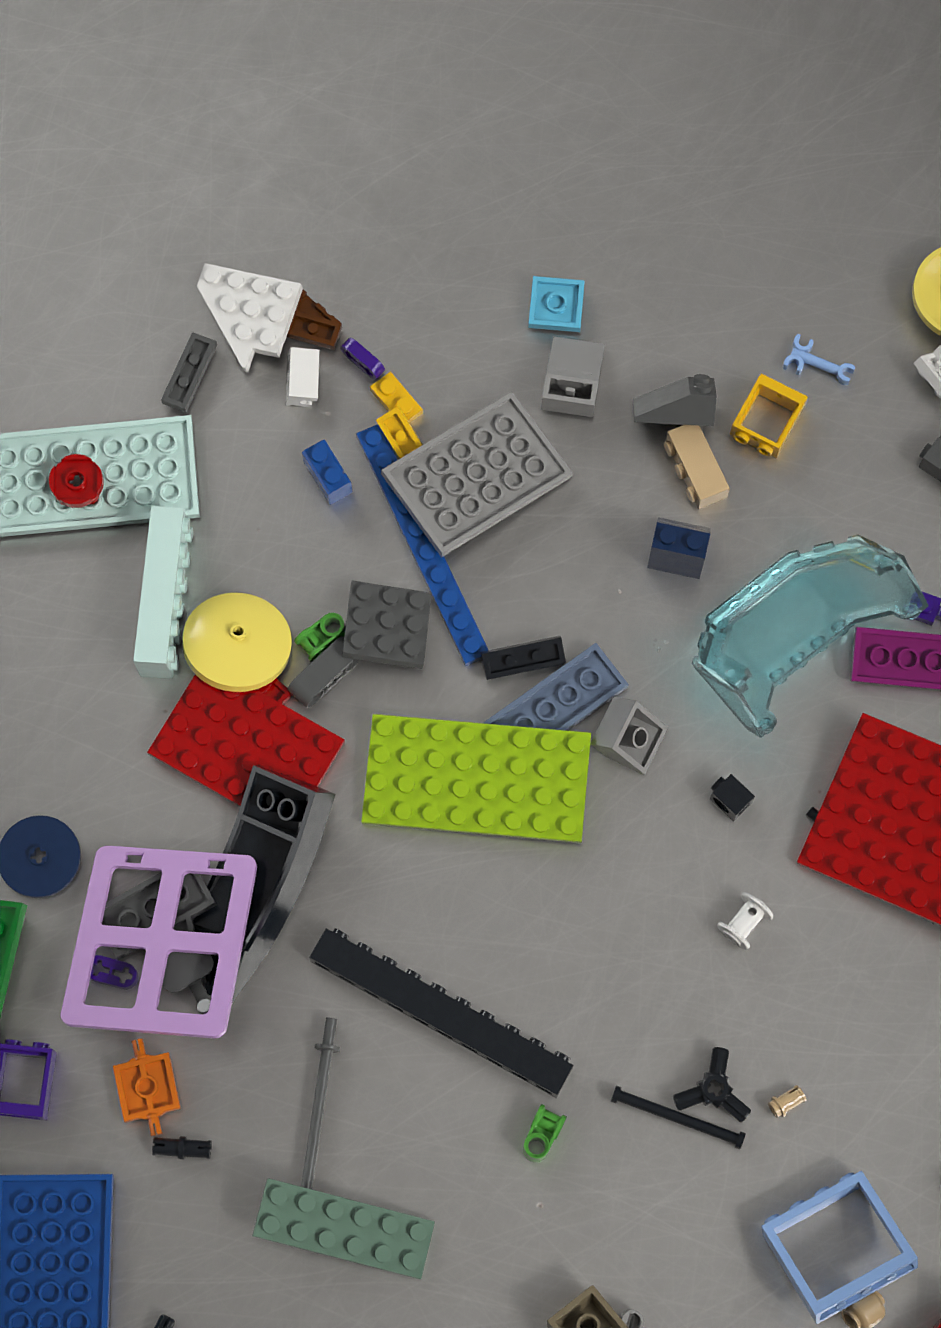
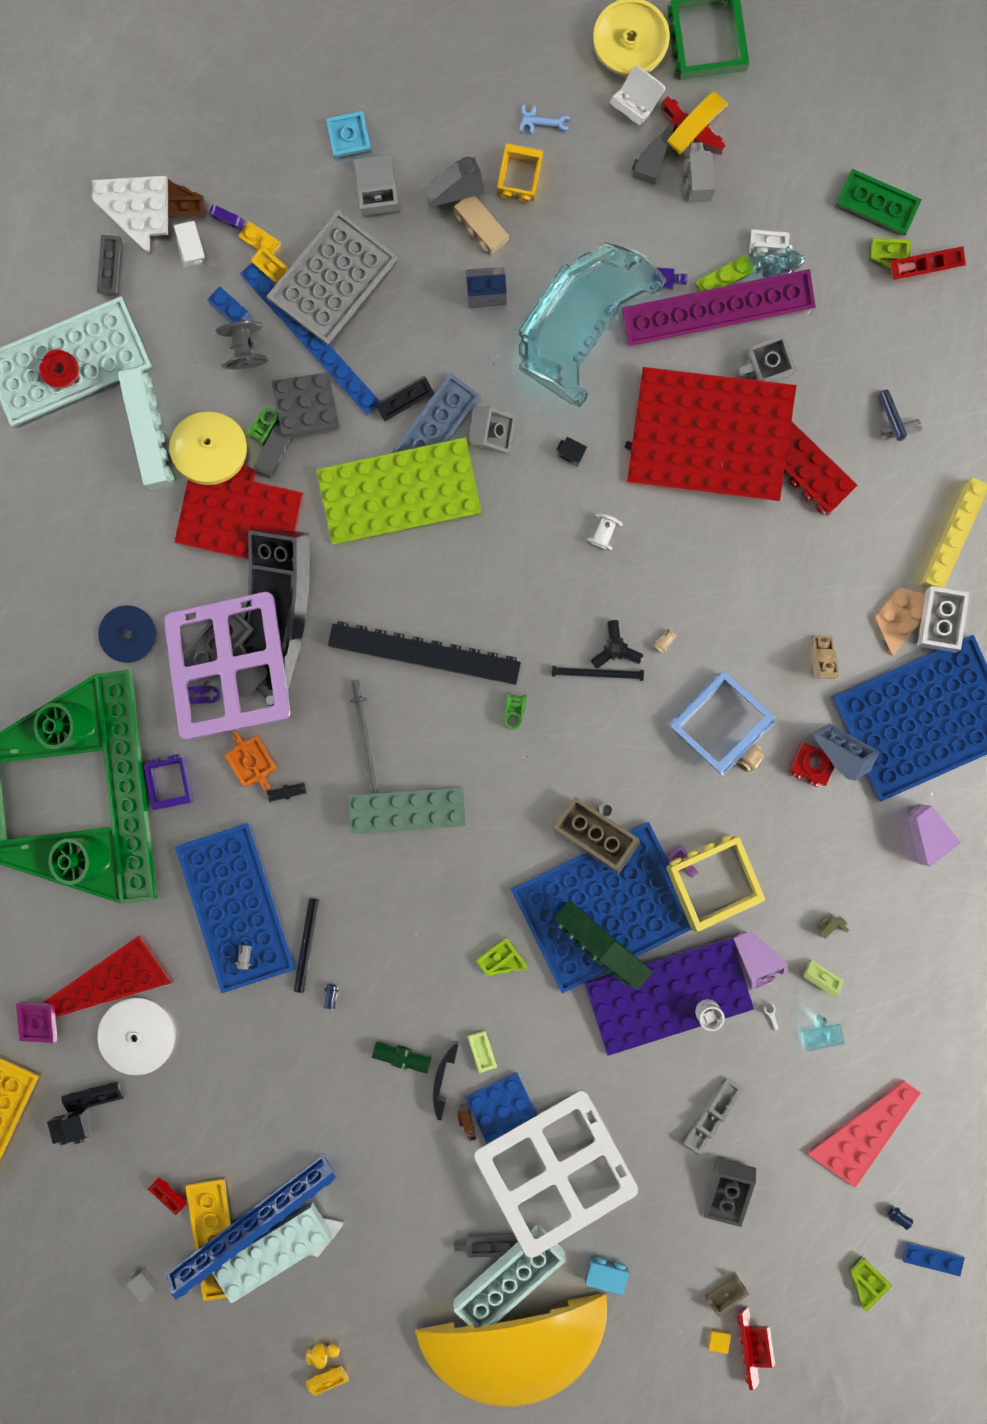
camera: 20 degrees left, 15 degrees up
(330, 506) = (241, 344): none -> dark grey piece

